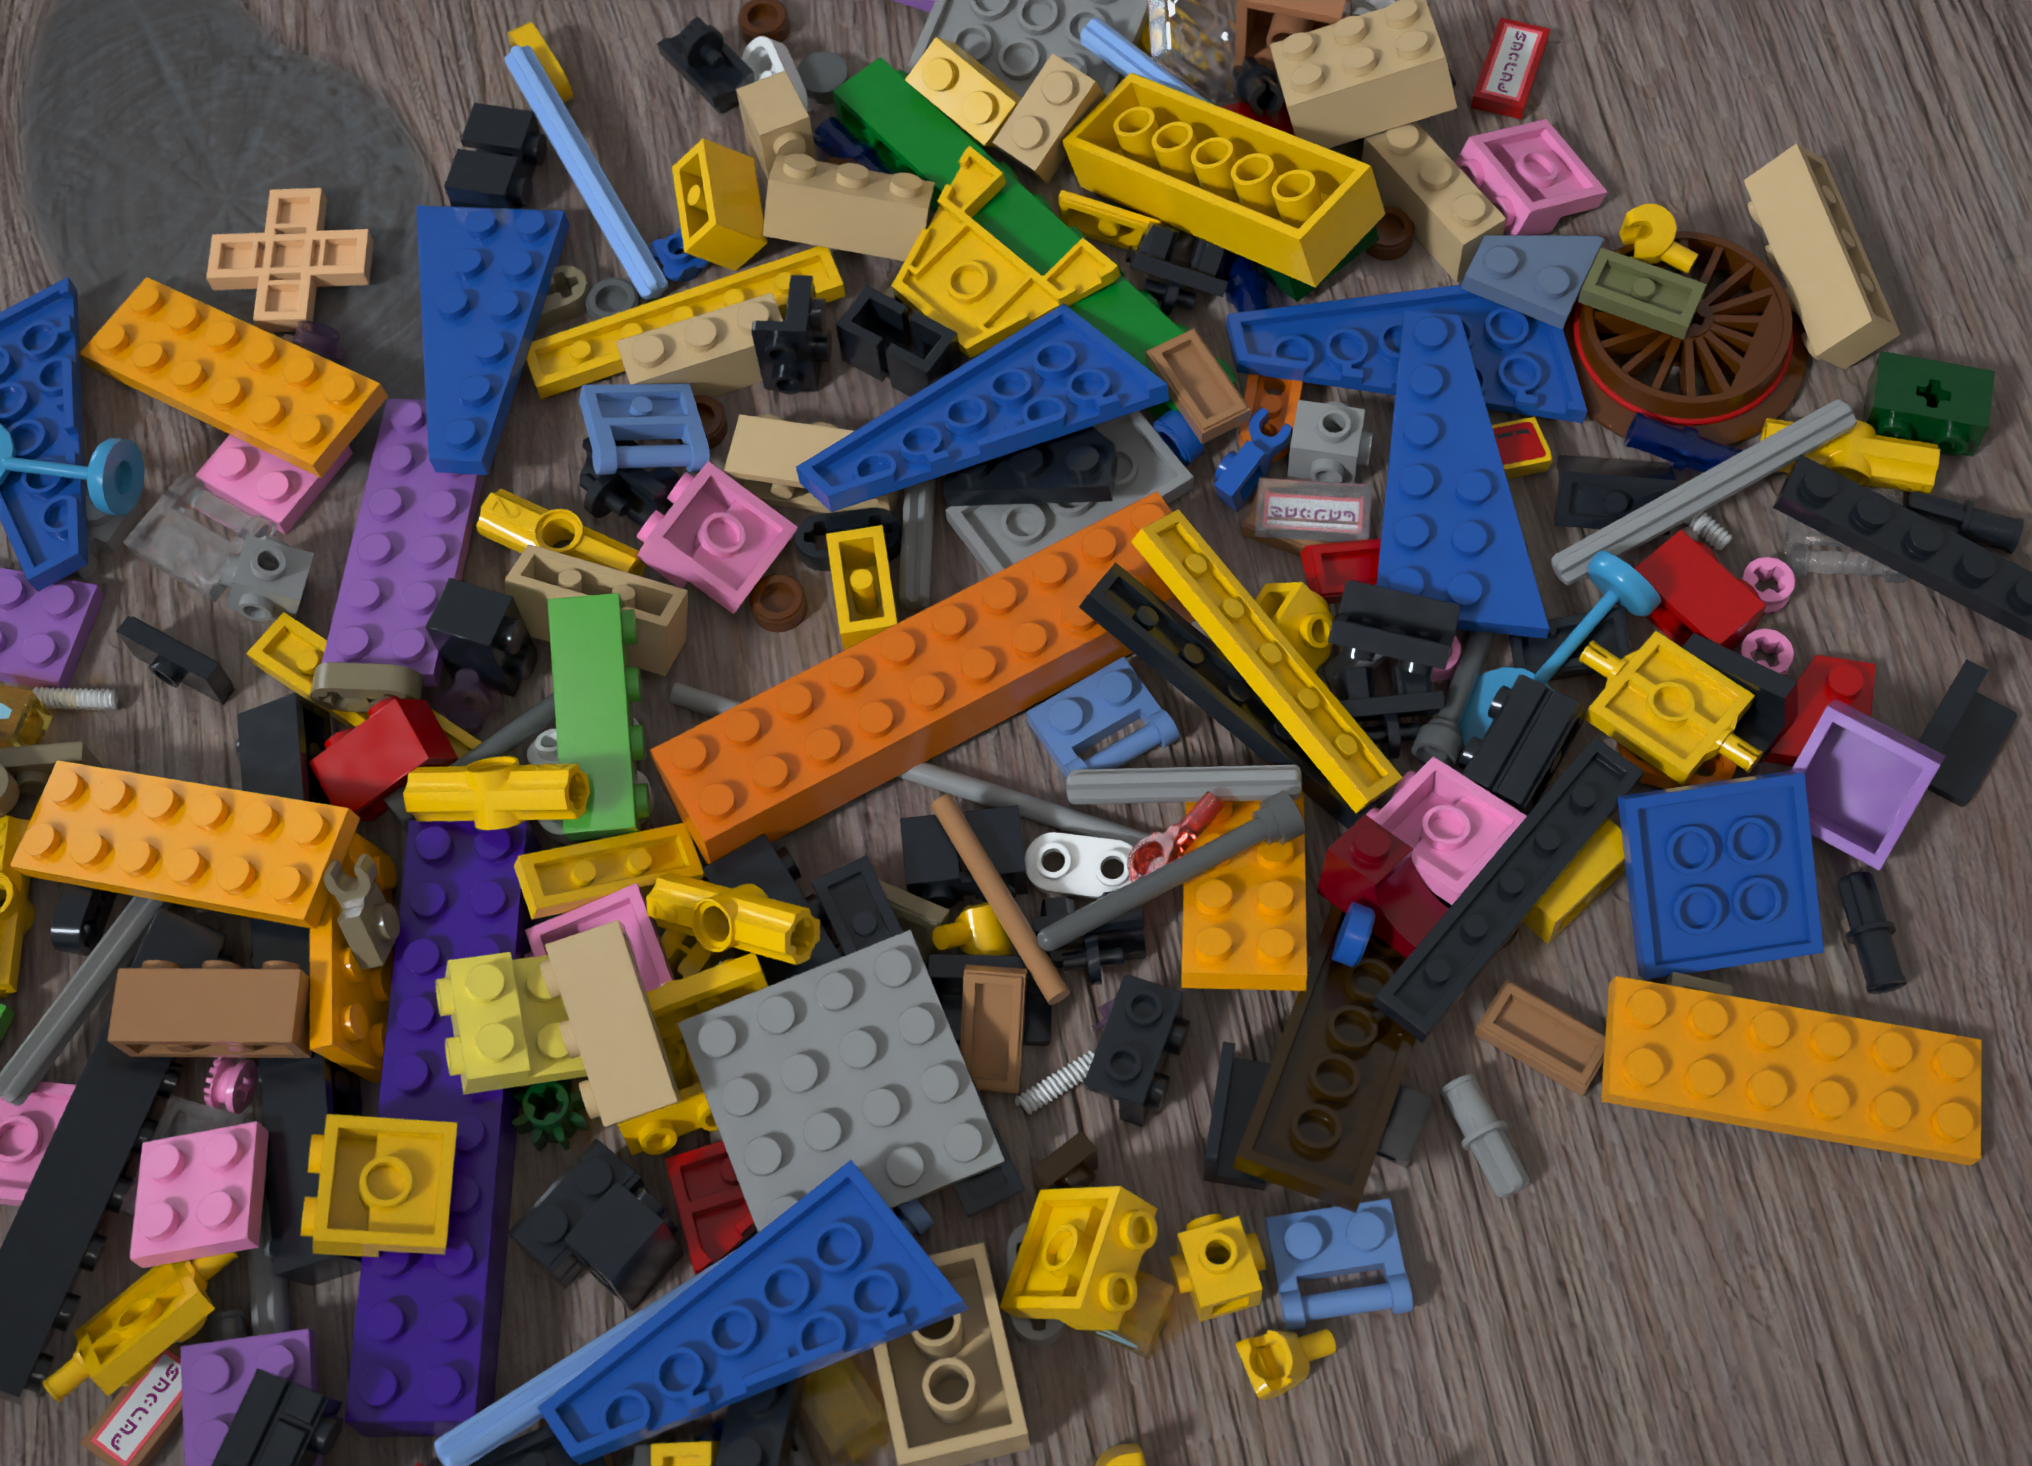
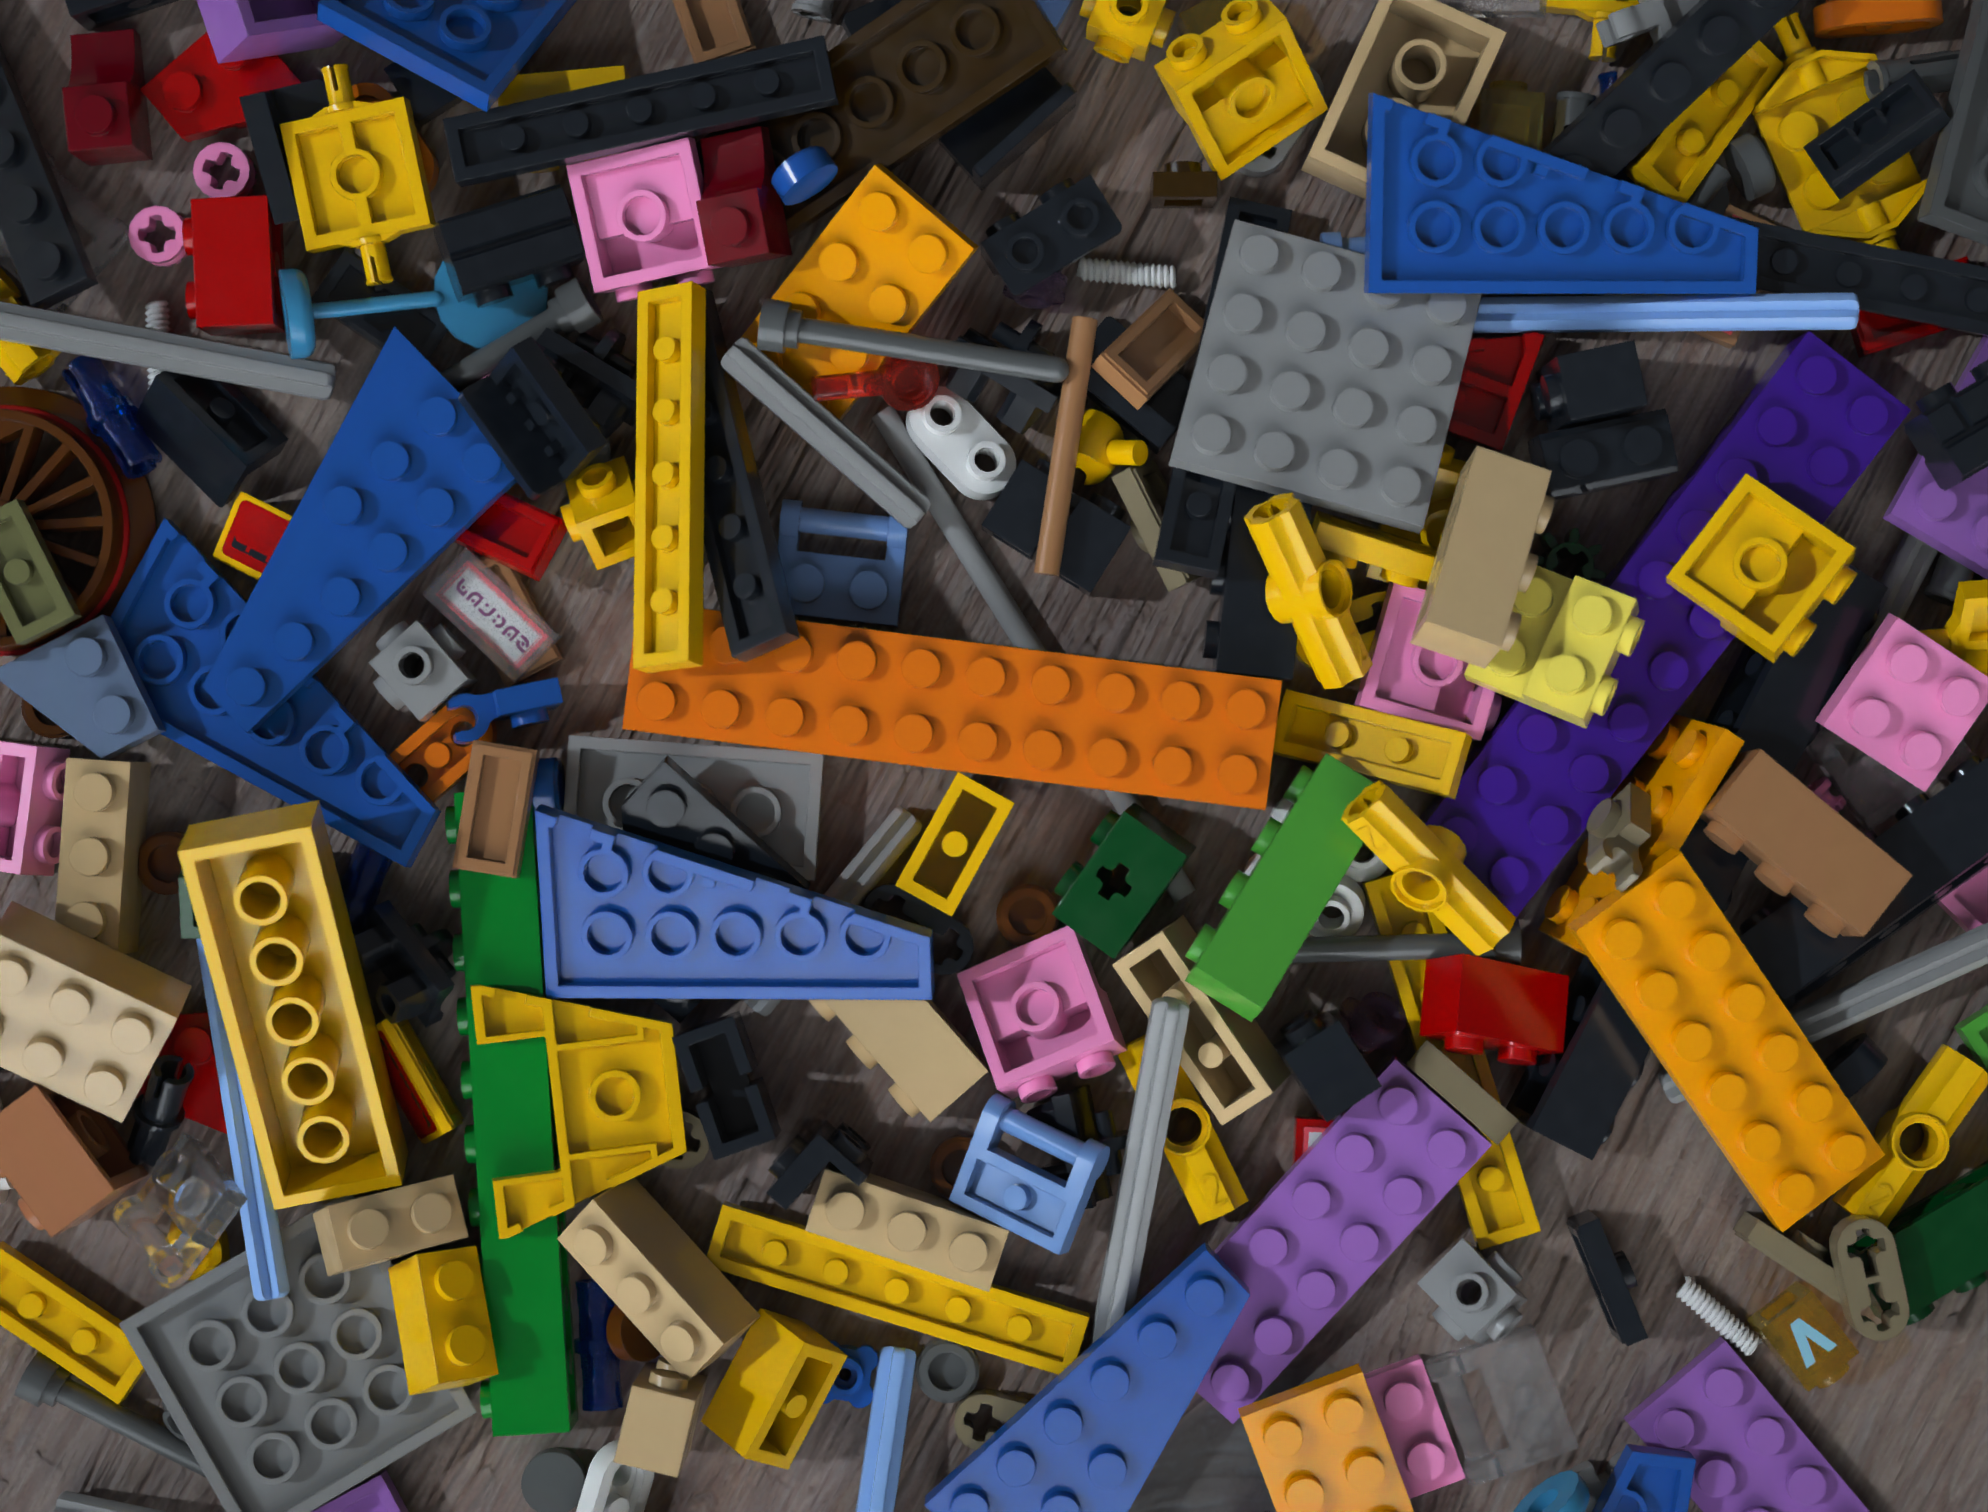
camera: 145 degrees left, 25 degrees up
(571, 489) = (1141, 1162): none -> light grey axle
(725, 653) = (1112, 915): none -> dark green brick
(1886, 628) = (104, 99): none -> dark red arch

